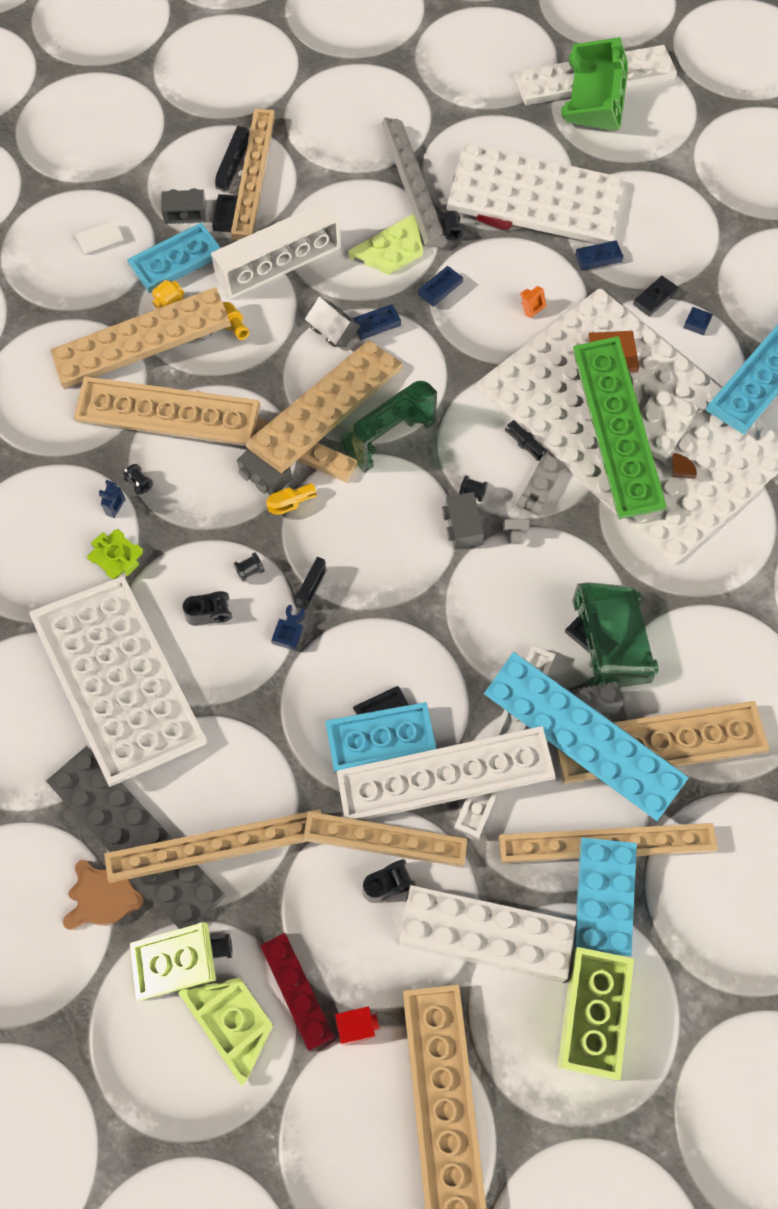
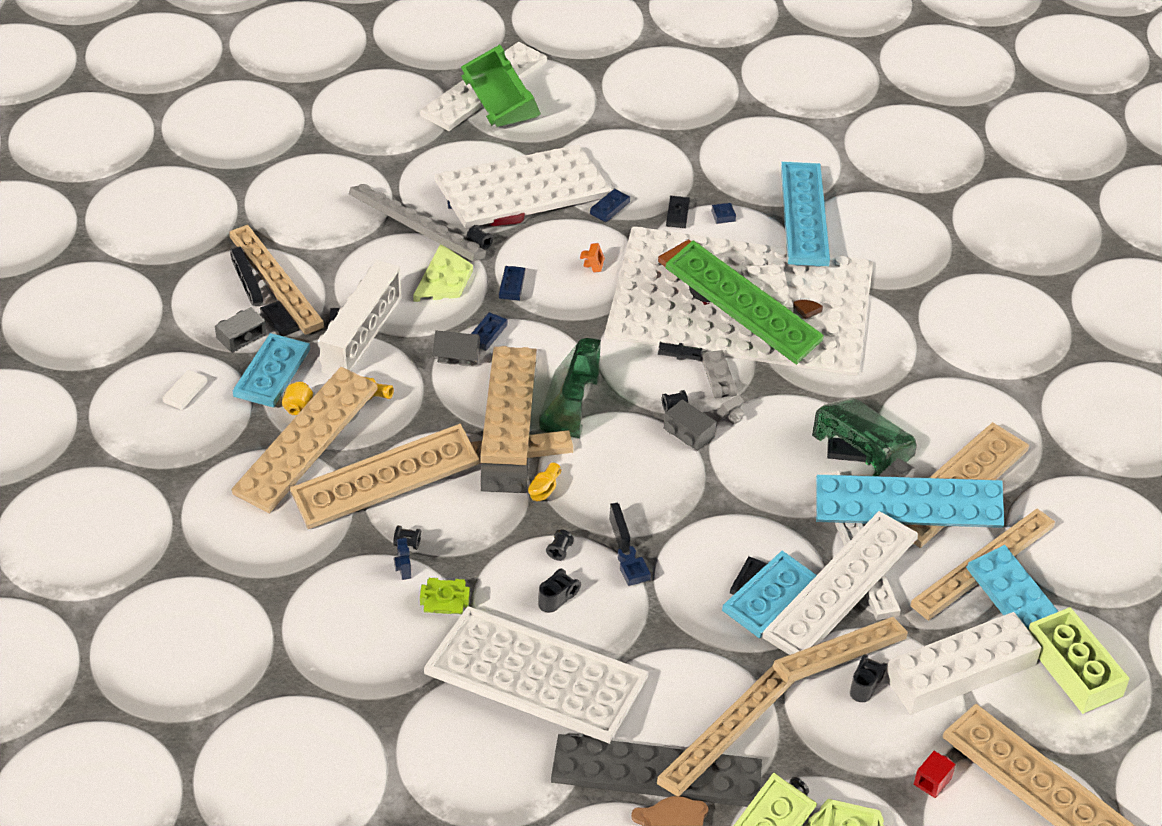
camera: 40 degrees left, 20 degrees down
(297, 992) = (872, 785): dark red plate -> none

